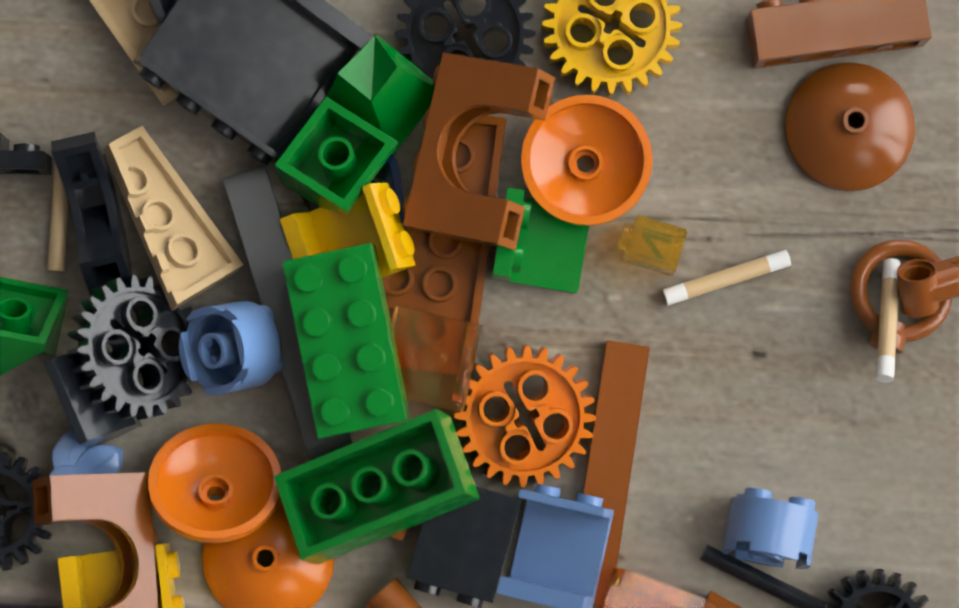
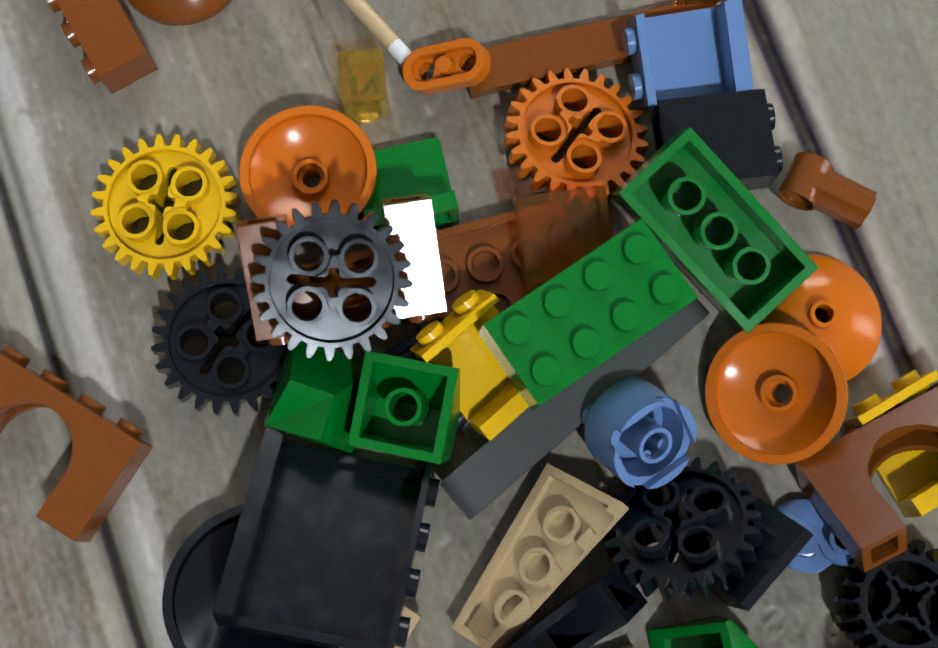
camera: 110 degrees left, 5 degrees down
(495, 146) = (328, 324): none -> black gear
(638, 328) = (449, 66): none -> orange plate

